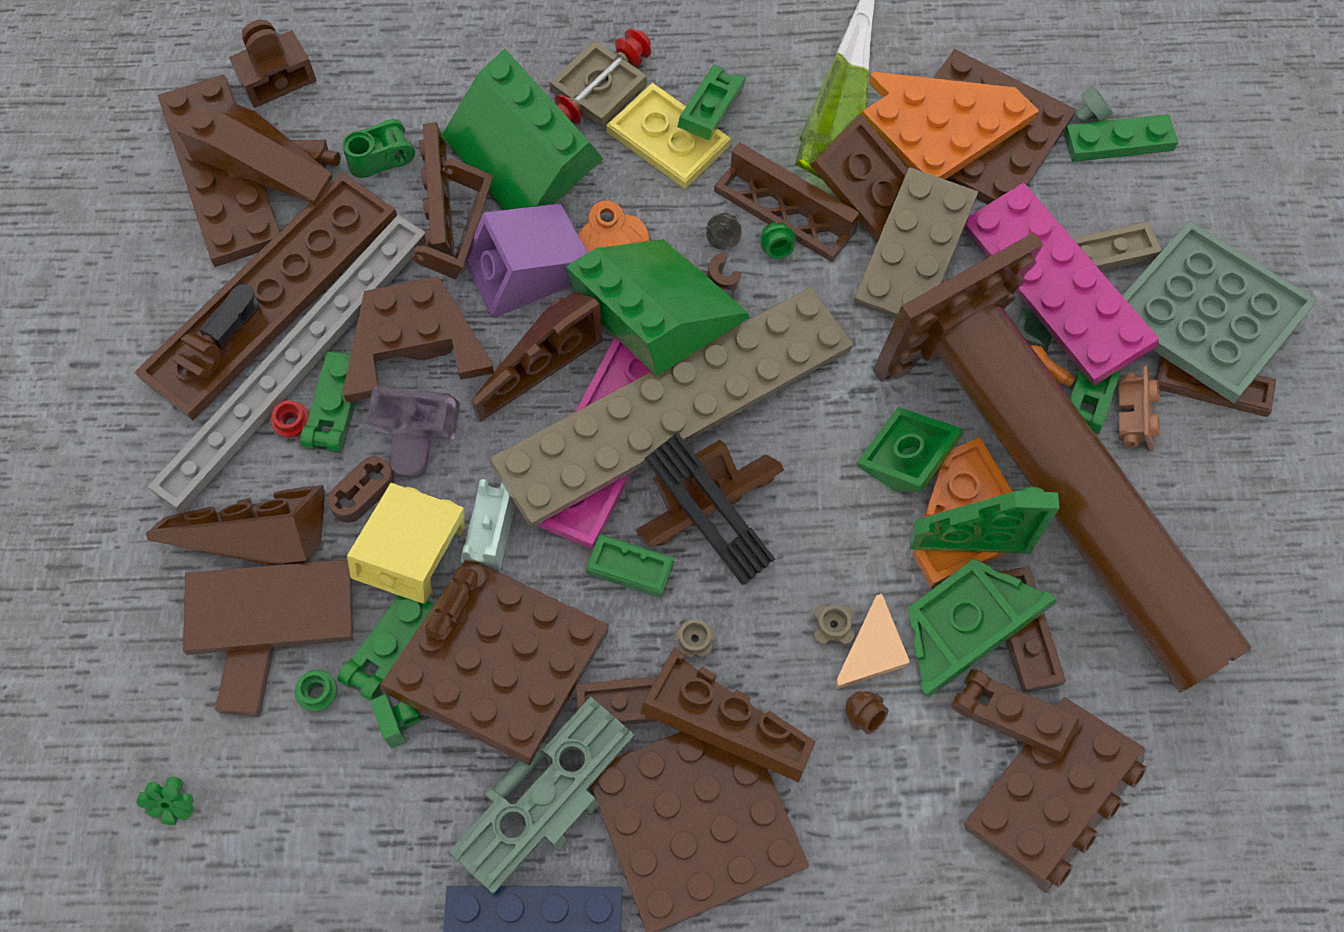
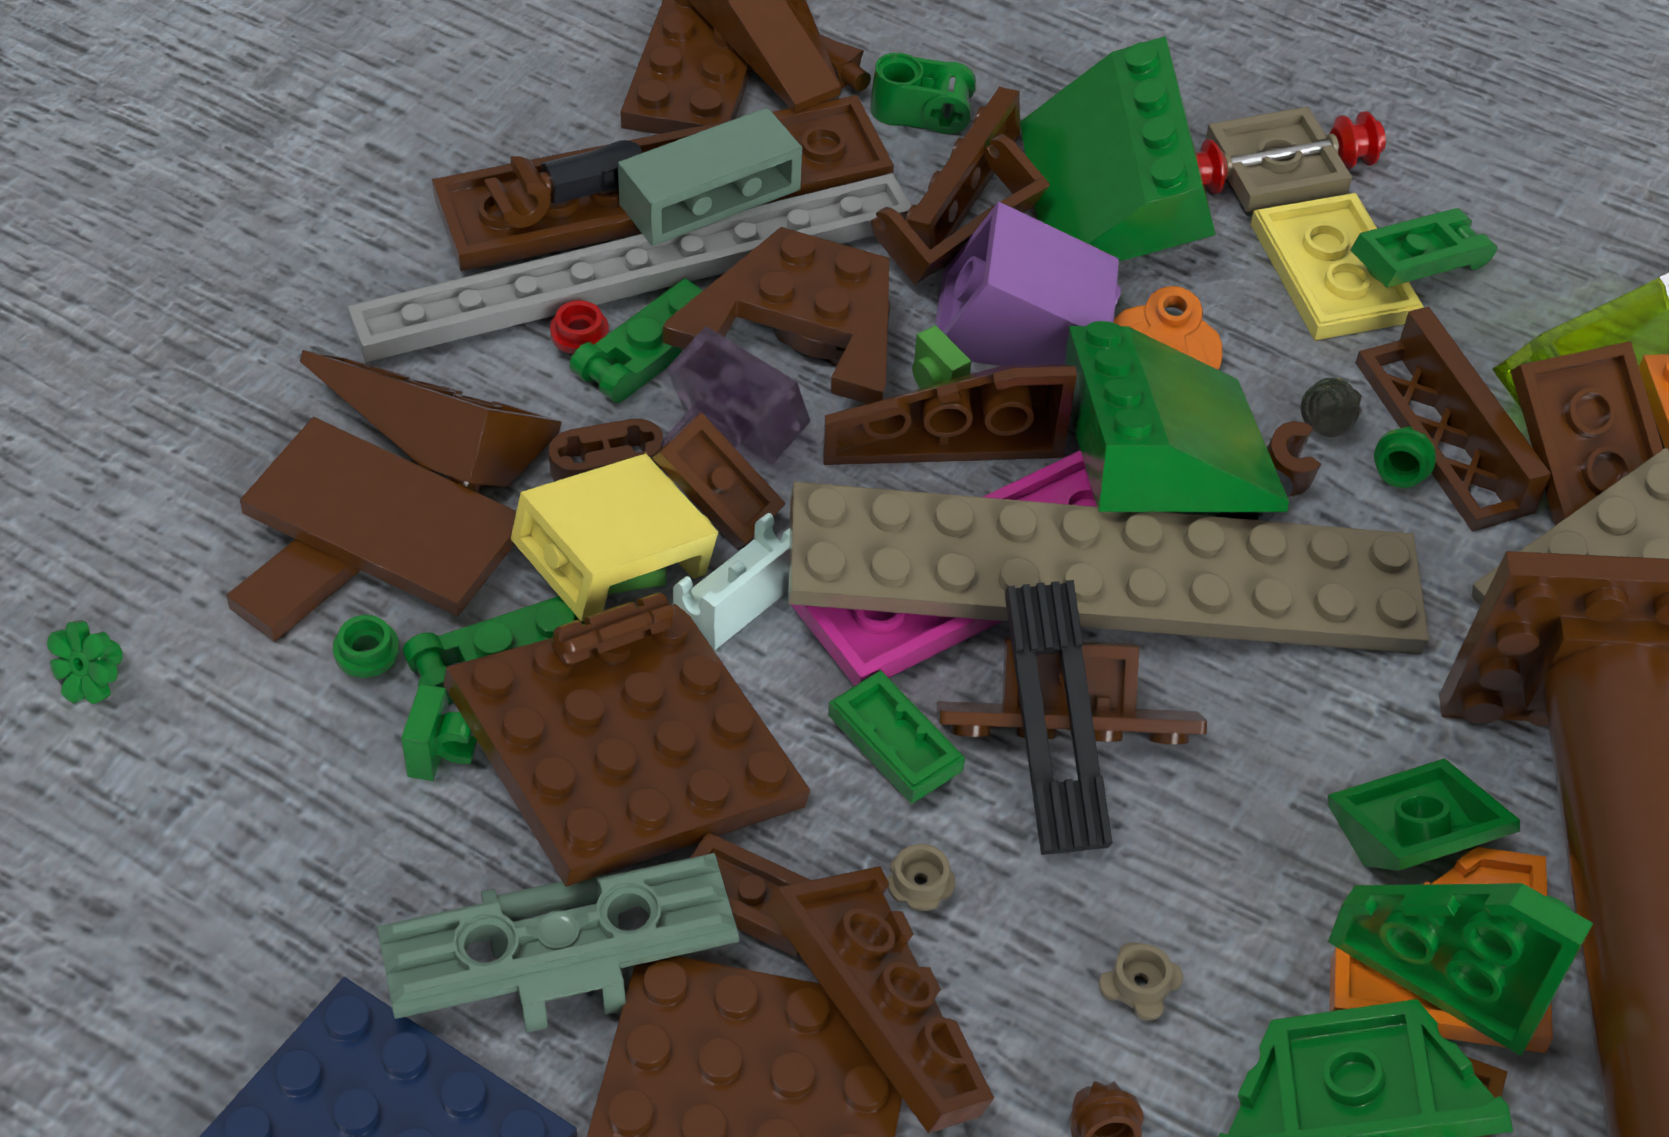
camera: 30 degrees right, 15 degrees down
(300, 280) = (709, 176): none -> sand green brick
(439, 473) = (718, 480): none -> reddish brown plate
(506, 326) = (937, 358): none -> bright green plate
(875, 648) = (1180, 1050): light nougat tile -> none

